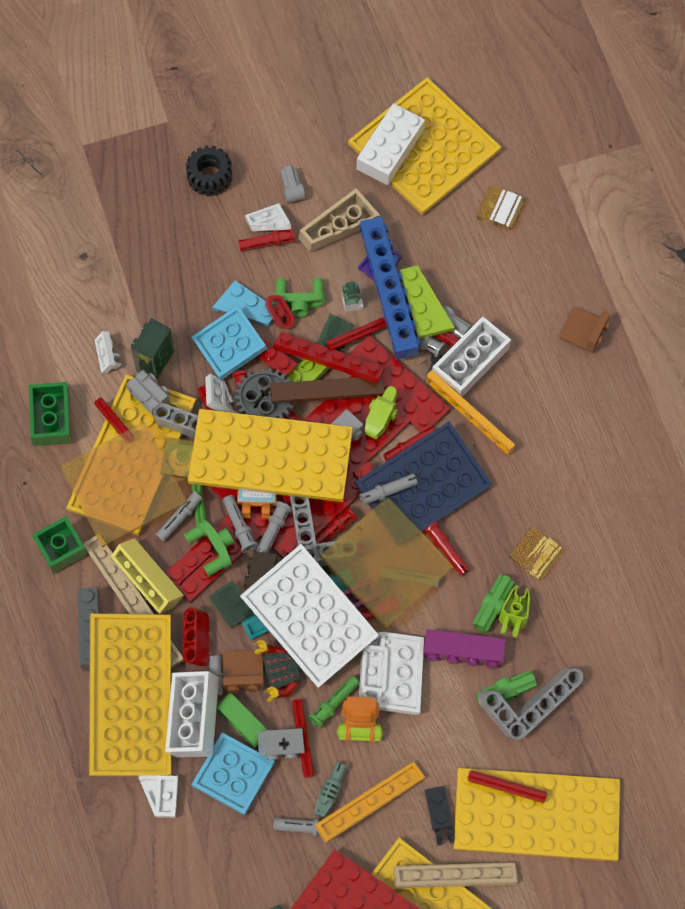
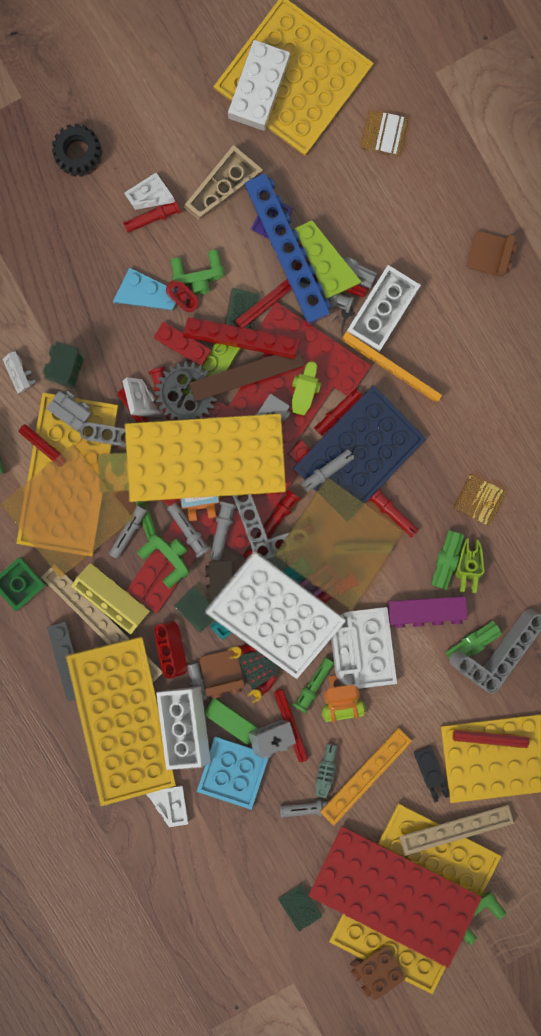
camera: 10 degrees left, 20 degrees up
(229, 342) = (138, 339): medium azure plate -> none
(292, 187) = (166, 151): light grey piece -> none
(351, 297) = (251, 265): clear green leg -> none

